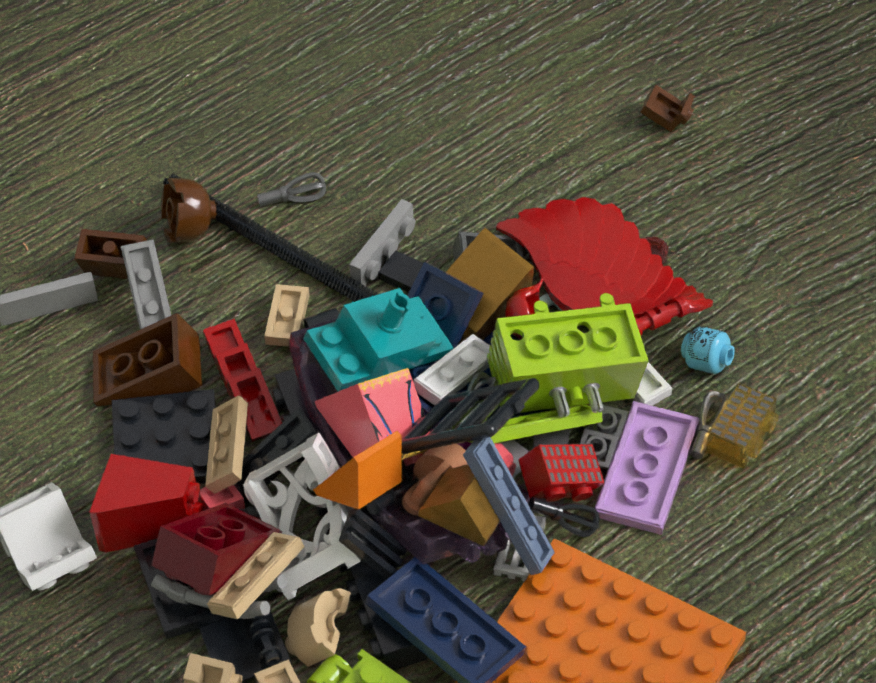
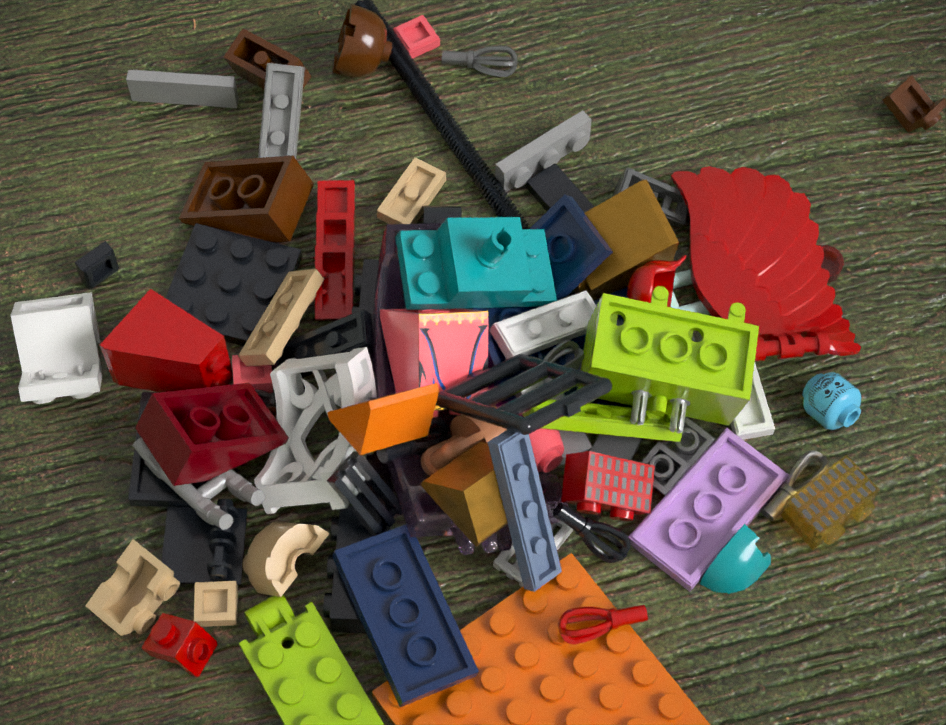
camera: 20 degrees right, 10 degrees up
(42, 462) = (97, 265): none -> black tile
(229, 190) = (417, 36): none -> coral tile
(255, 575) = (233, 480): tan tile -> none
(610, 571) = (613, 618): none -> red piece
(690, 498) = (737, 564): none -> teal brick

